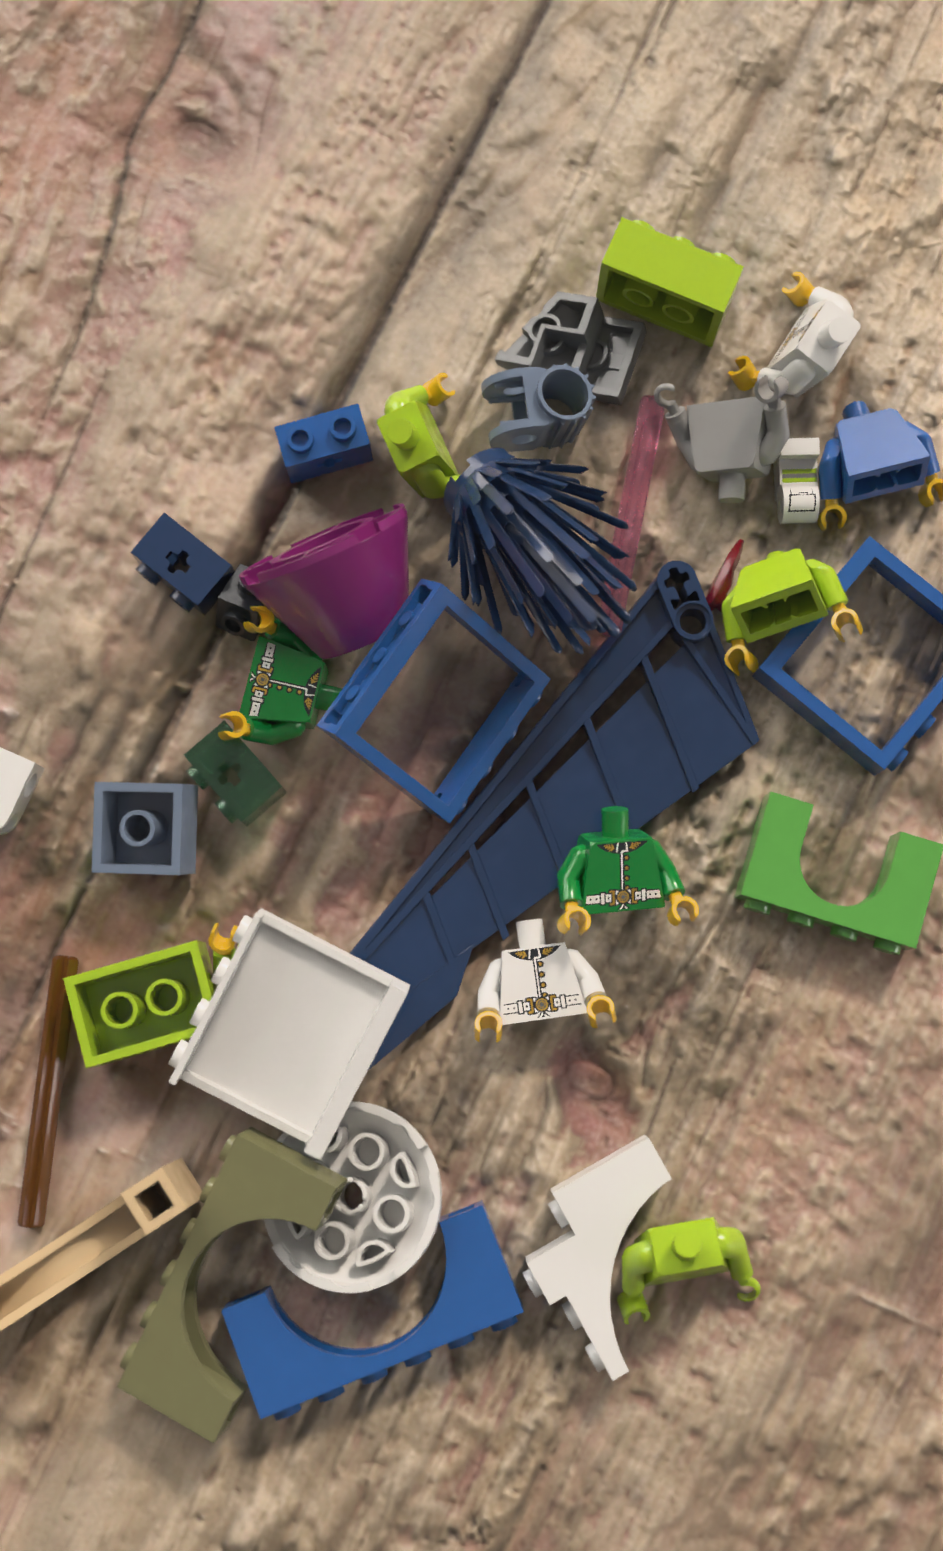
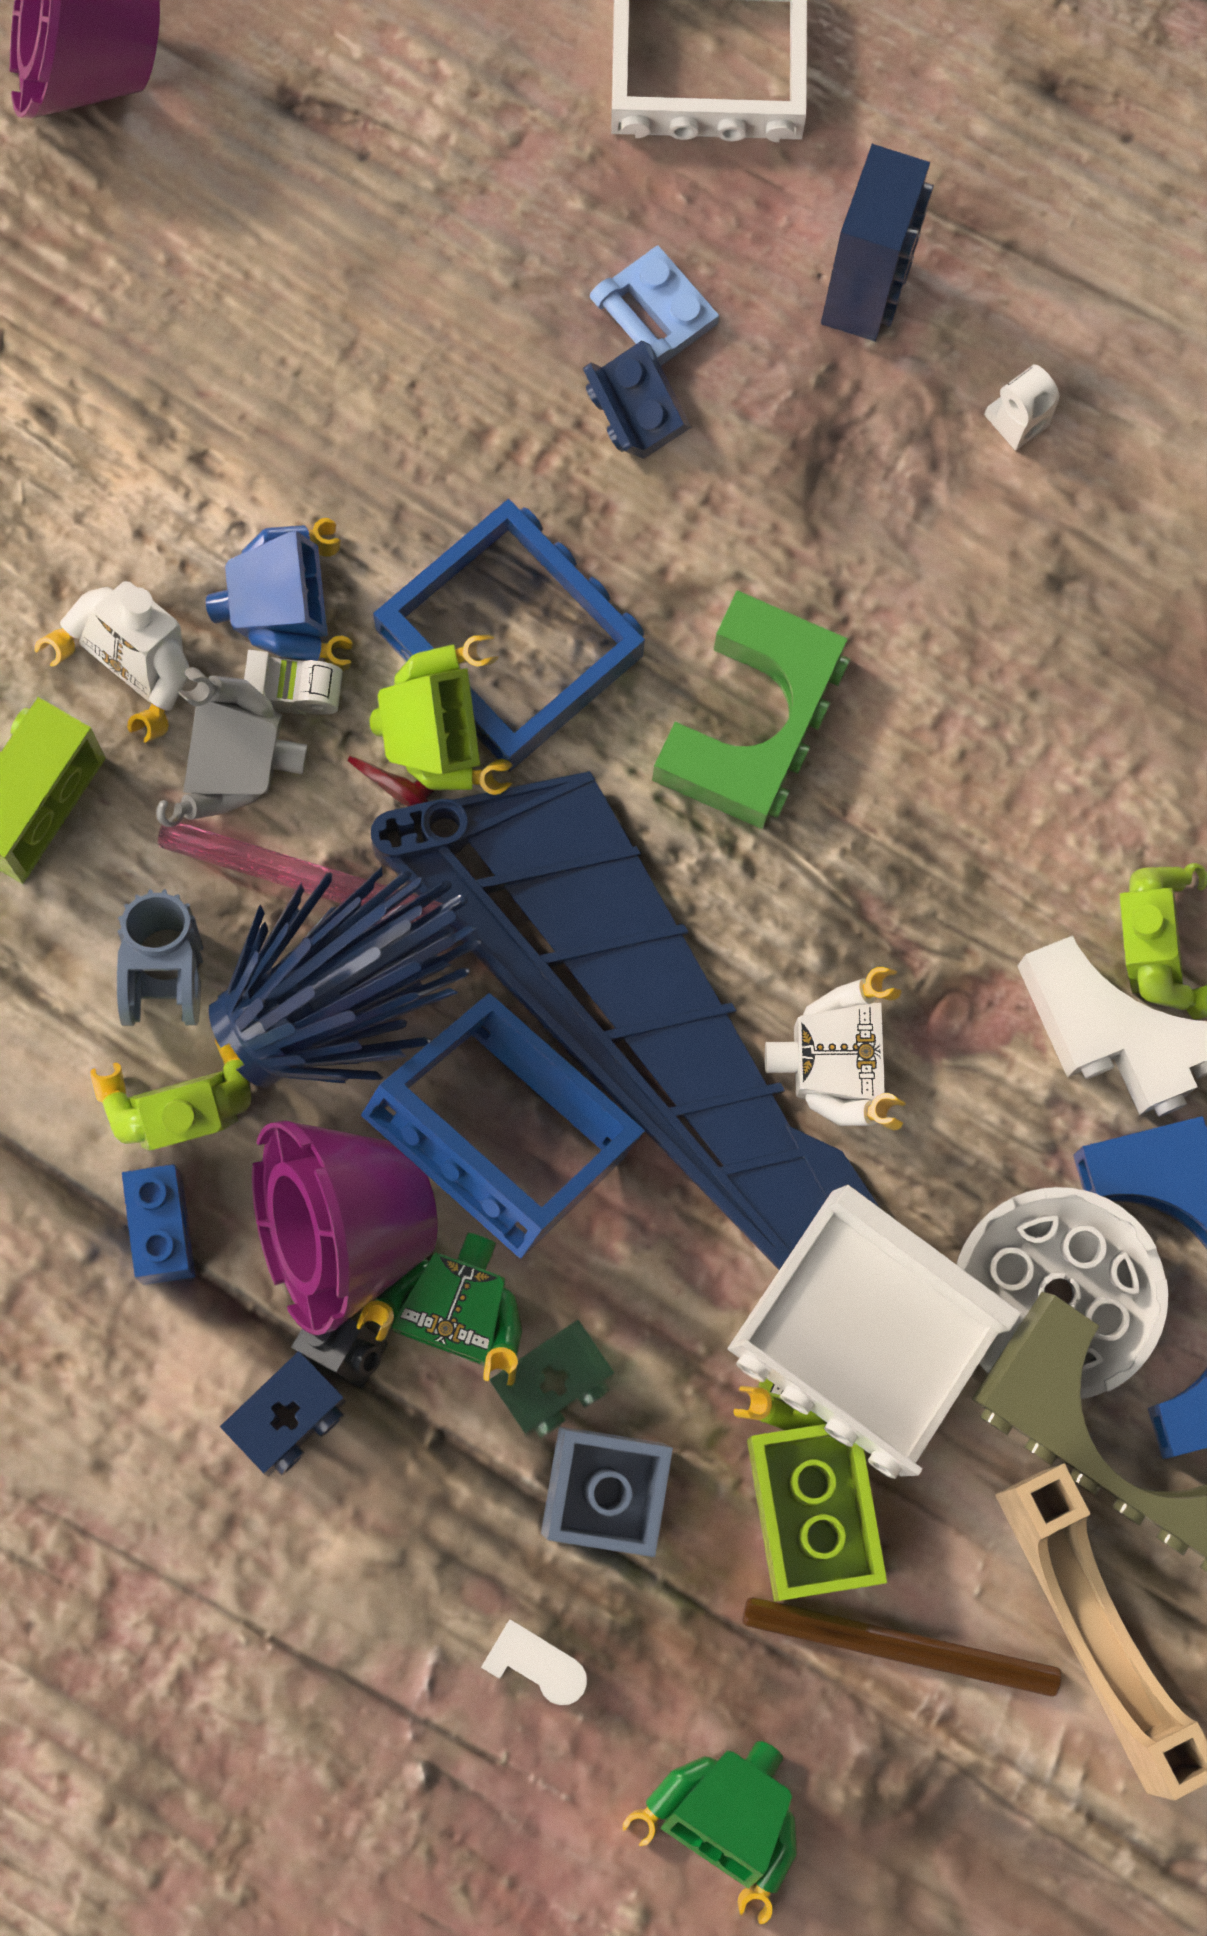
camera: 90 degrees left, 5 degrees down
(579, 334) = (77, 909): dark grey slope -> none
(618, 873) = (727, 946): green torso -> none

